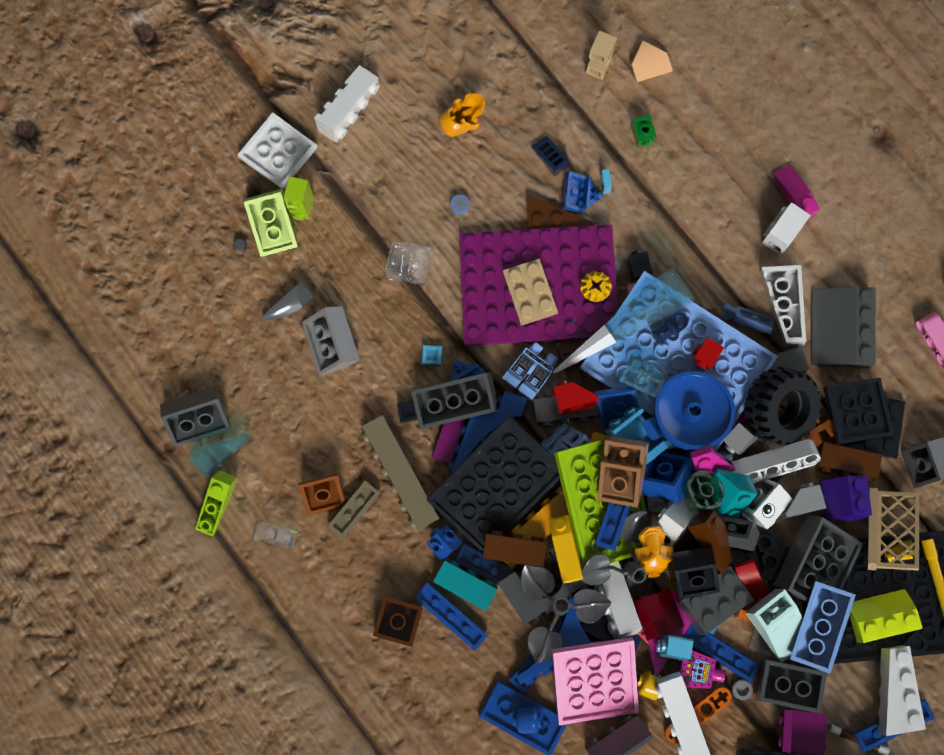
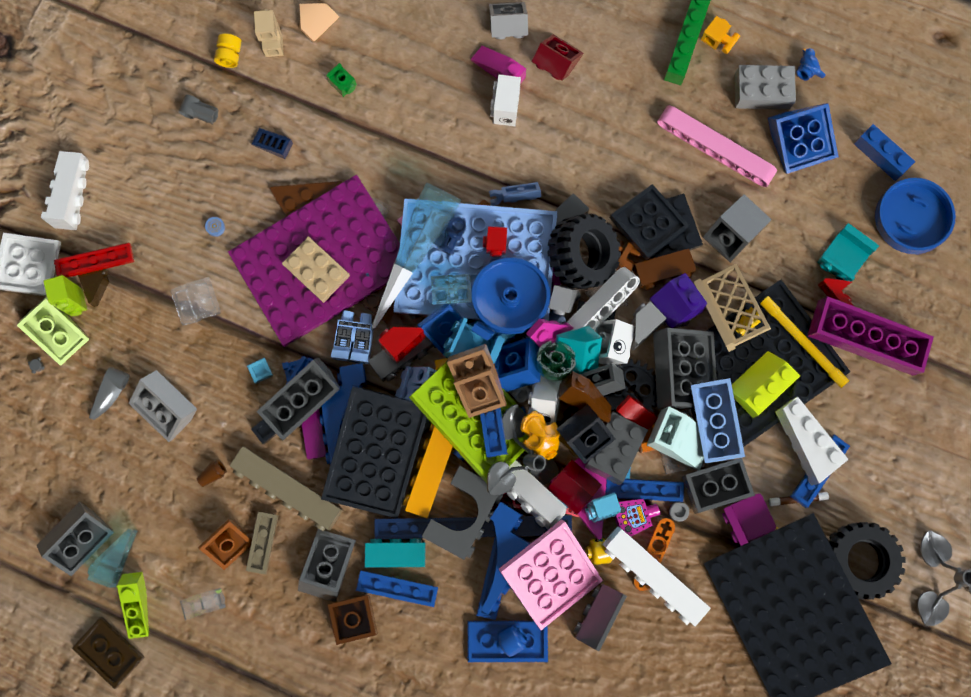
camera: 30 degrees left, 0 degrees up
(171, 531) = (108, 652): none -> dark brown tile
(328, 197) = (94, 285): none -> dark brown slope
(339, 180) = (94, 260): none -> red tile
(343, 424) = (212, 472): none -> reddish brown cone
(399, 561) = (326, 565): none -> dark grey slope
(443, 542) = (356, 527): blue brick -> none
(462, 115) = (175, 147): light orange head -> none
(497, 87) = (194, 108): none -> dark grey piece
(515, 549) = (420, 499): reddish brown brick -> none
(556, 48) = (227, 51): none -> yellow wheel
(566, 549) = (464, 475): yellow slope -> none
(579, 192) = (313, 162): blue slope -> none
(588, 604) = (509, 511): flat silver plant -> none
(594, 294) = (371, 242): yellow gear -> none
(605, 181) = (331, 139): medium azure tile -> none
(638, 263) = (396, 194): black brick -> none
(786, 300) = (539, 160): white wedge -> none
(827, 154) = (508, 20): none -> light grey slope
(843, 327) = (599, 158): dark grey slope -> none
(854, 212) = (556, 57): none -> dark red slope

